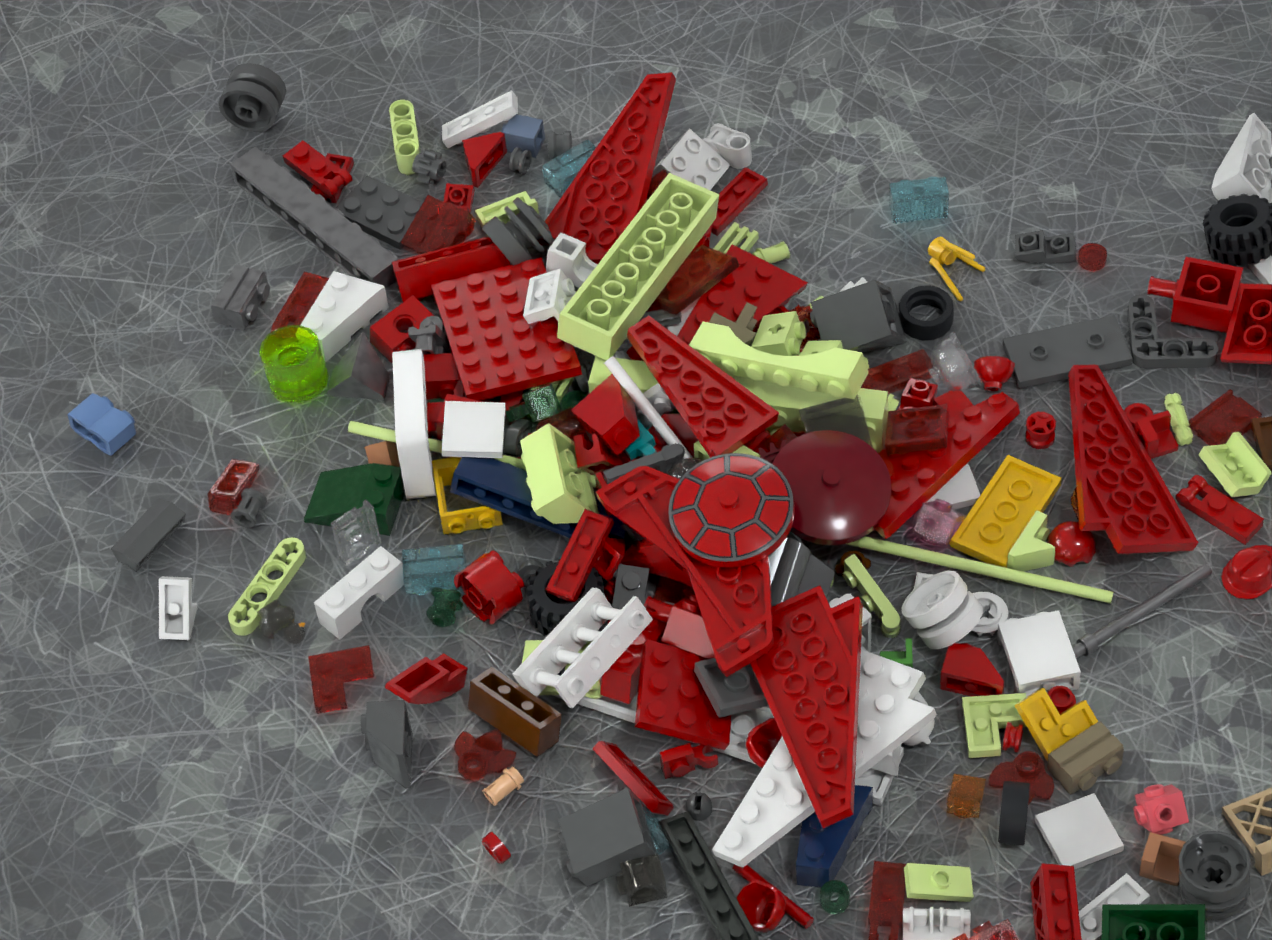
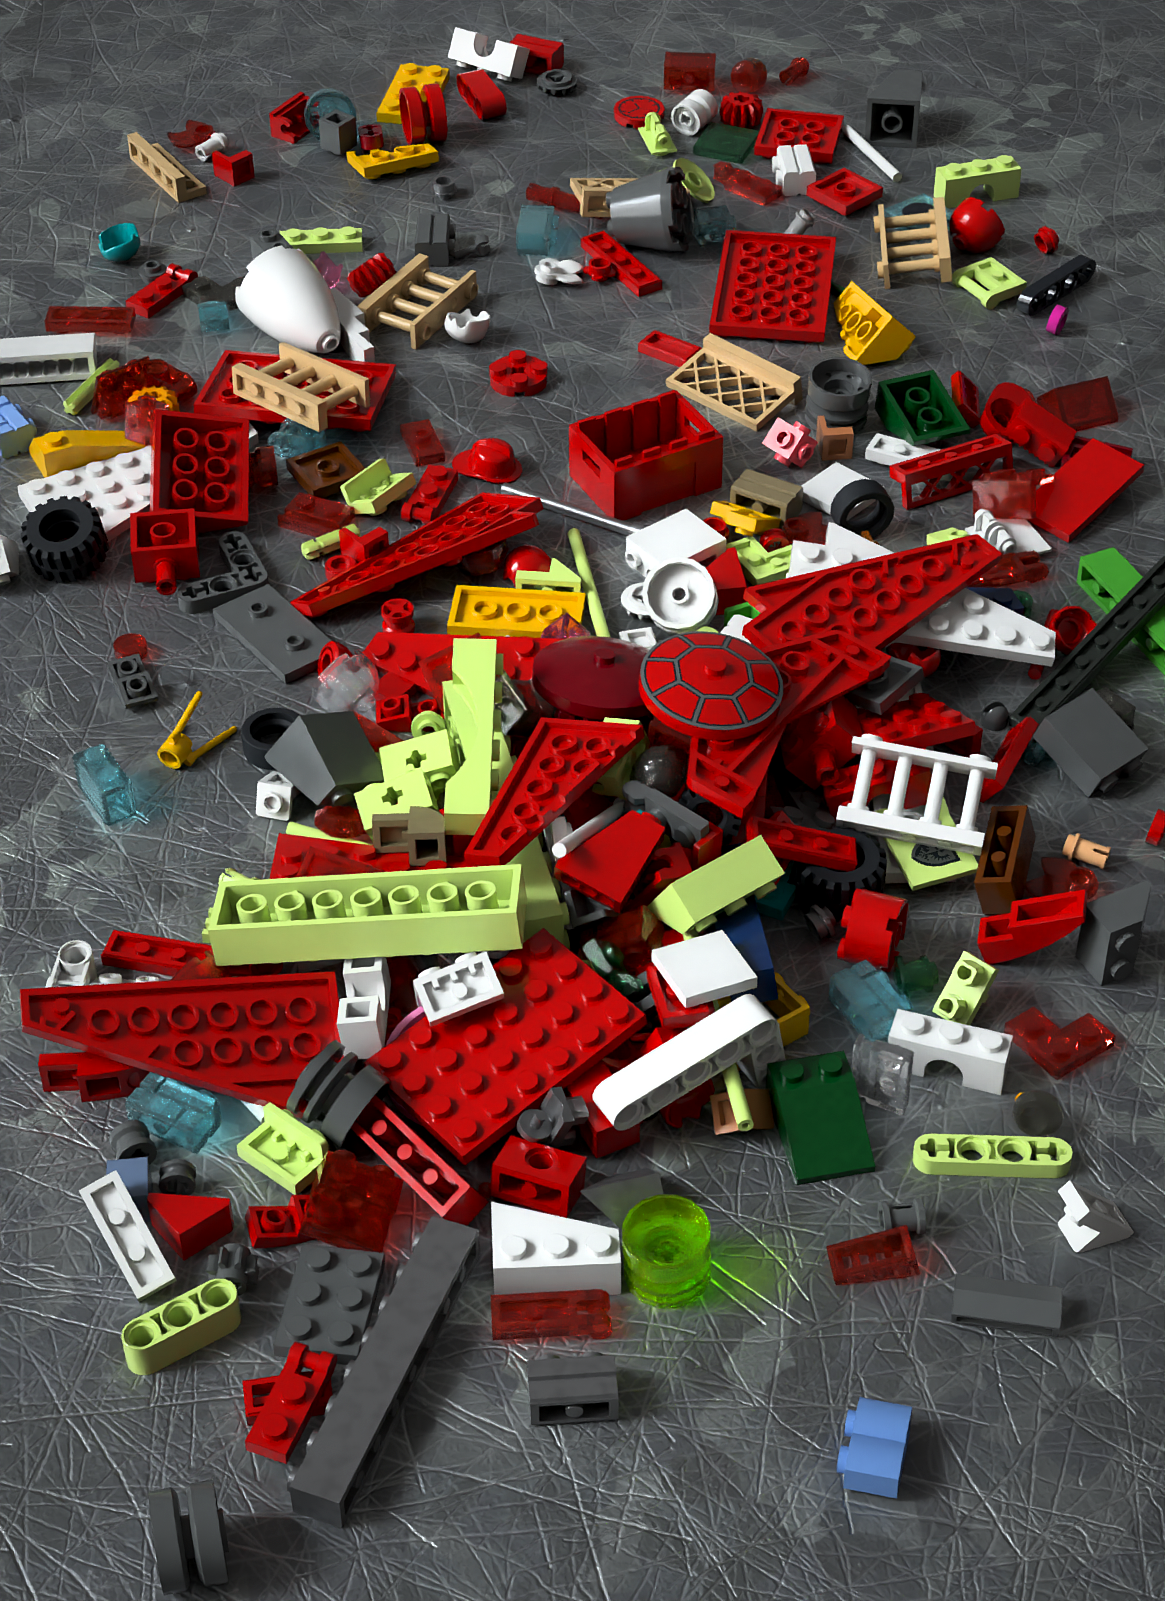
camera: 120 degrees left, 10 degrees down
(404, 625) = (965, 989): none -> yellowish green hips
(1208, 676) = (645, 455): none -> red container

